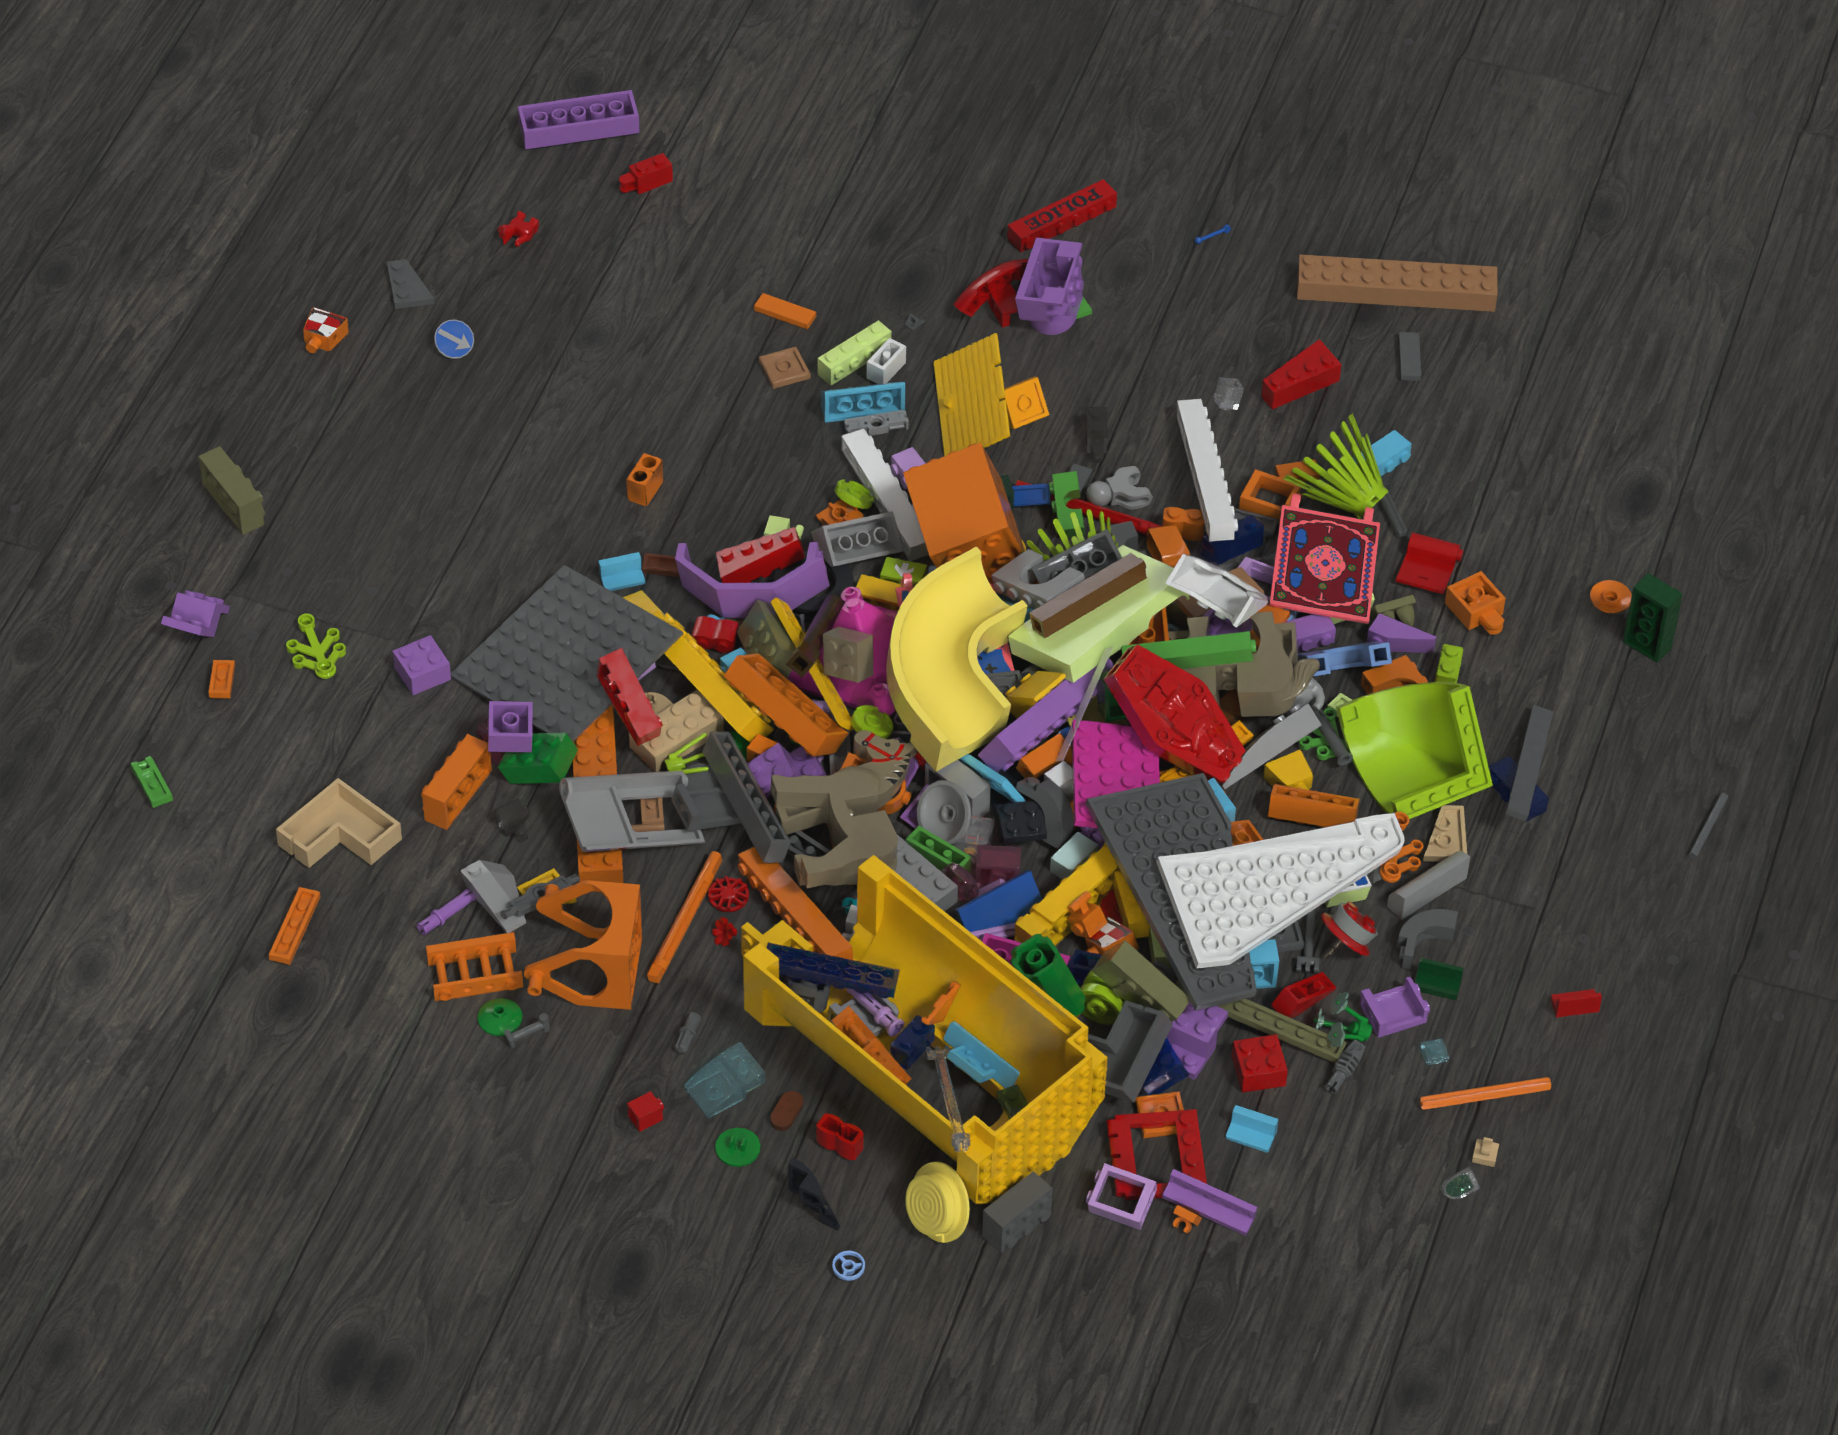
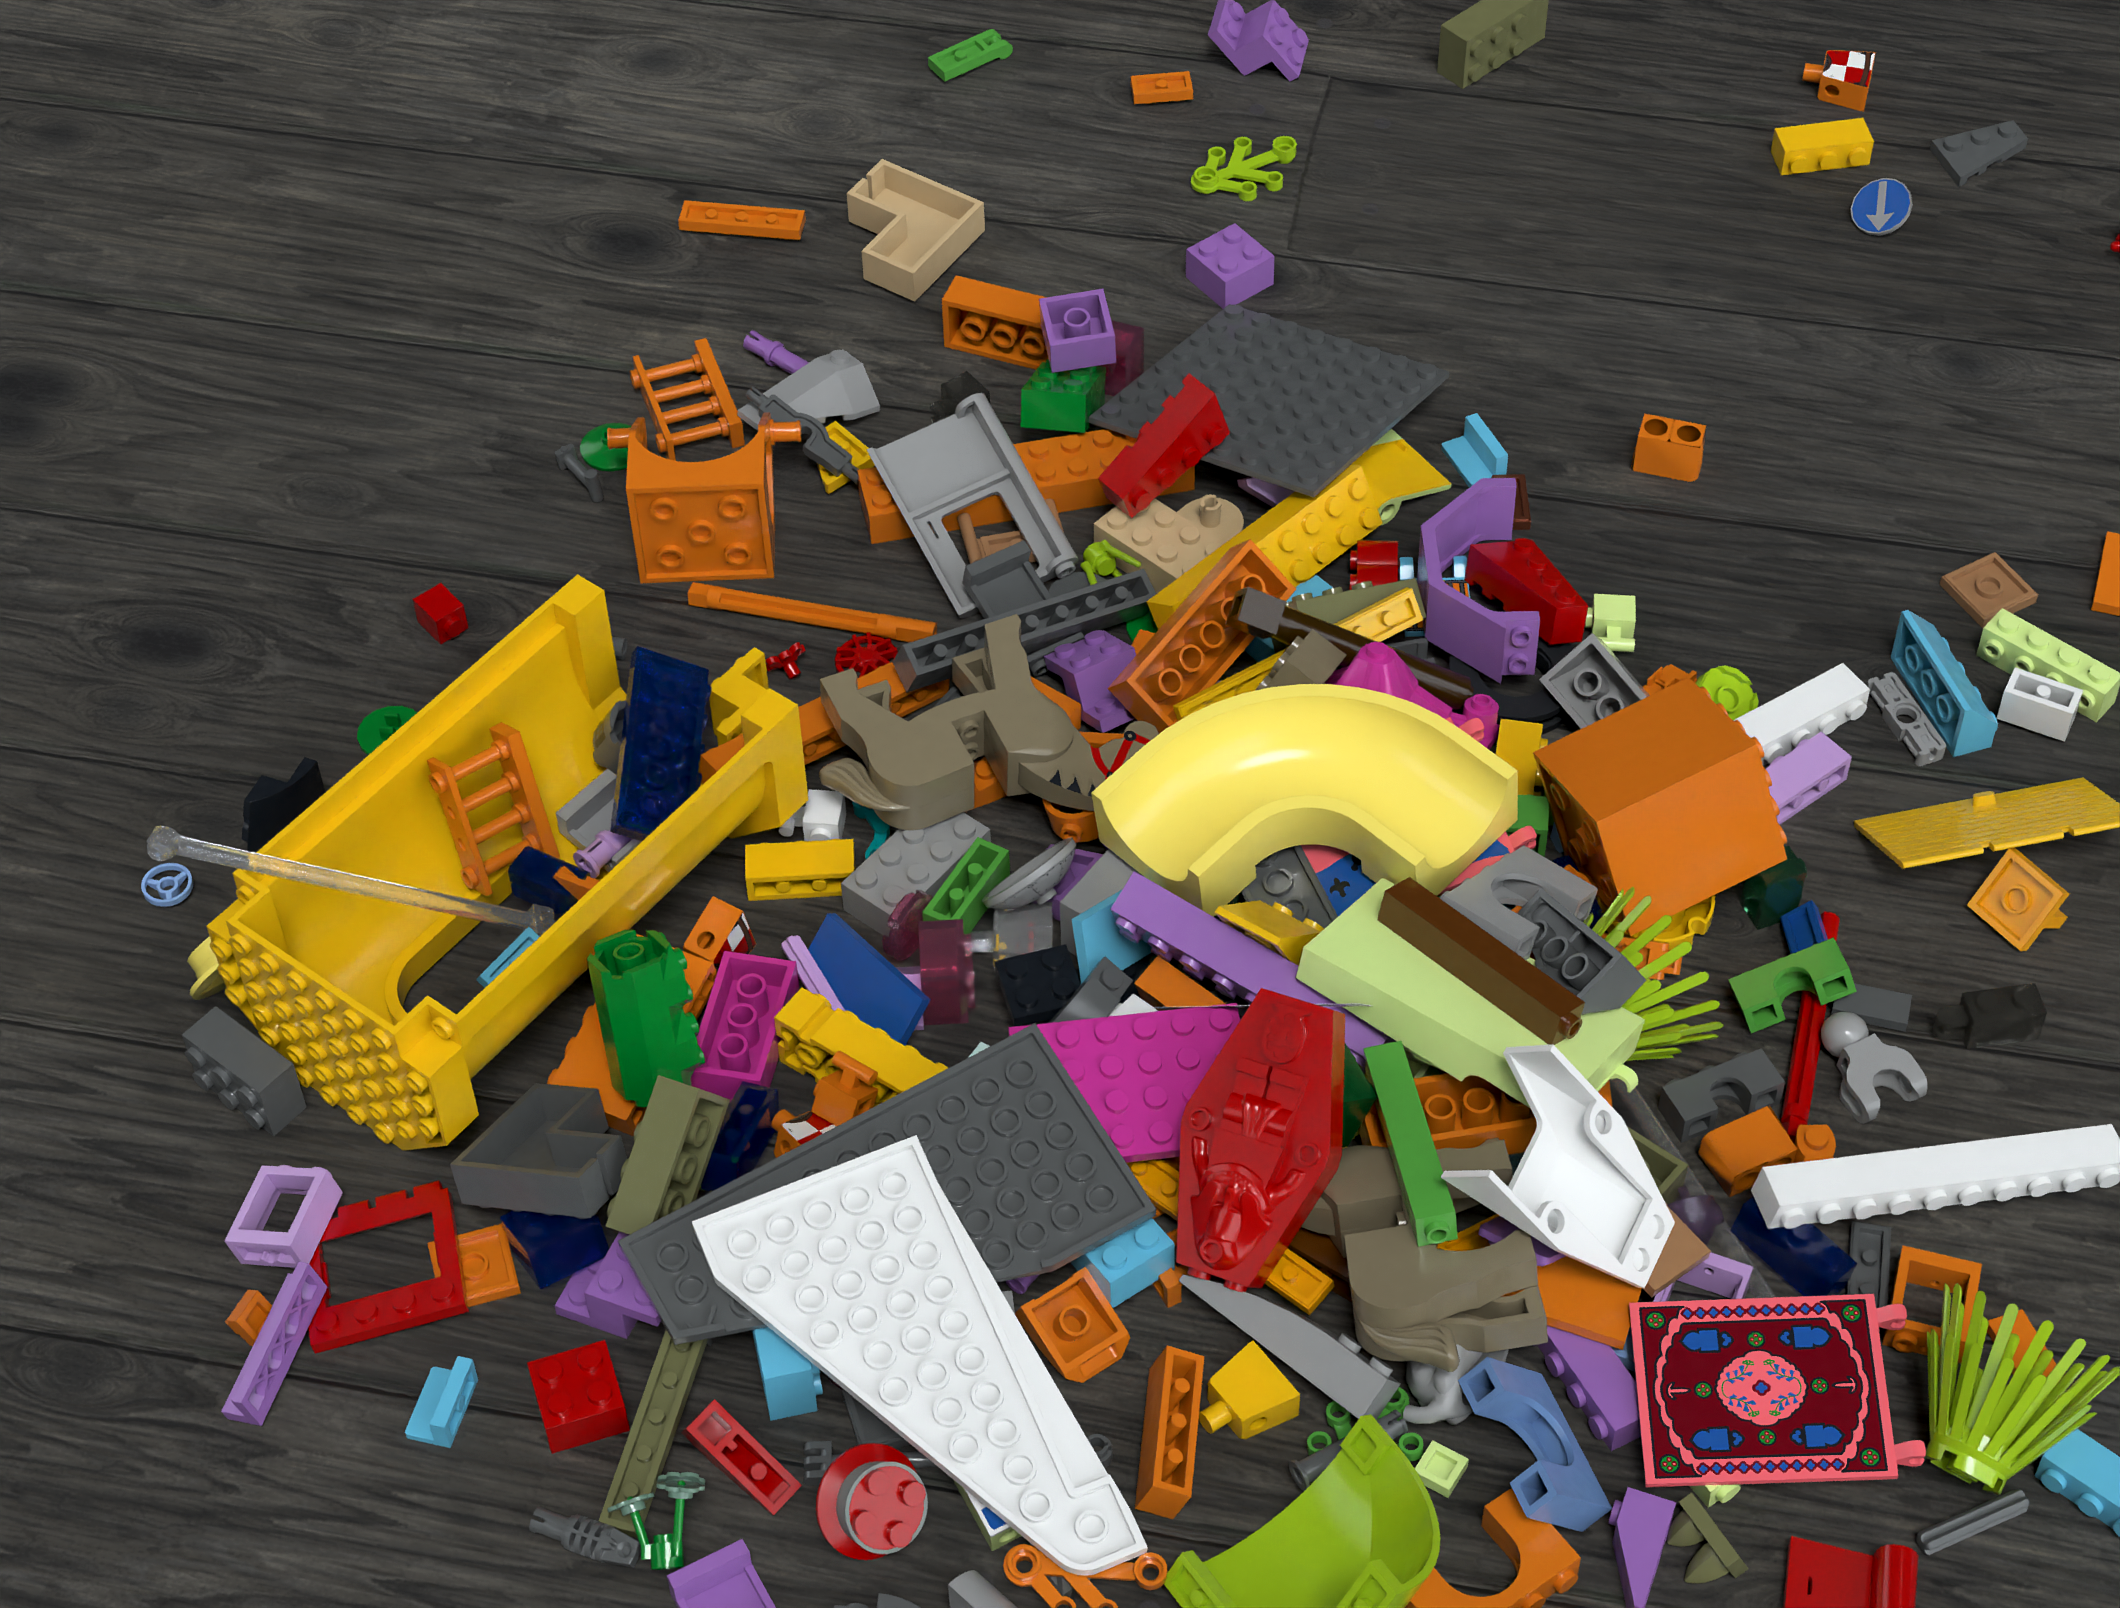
camera: 85 degrees right, 0 degrees up
(388, 355) = (1822, 146): none -> yellow brick

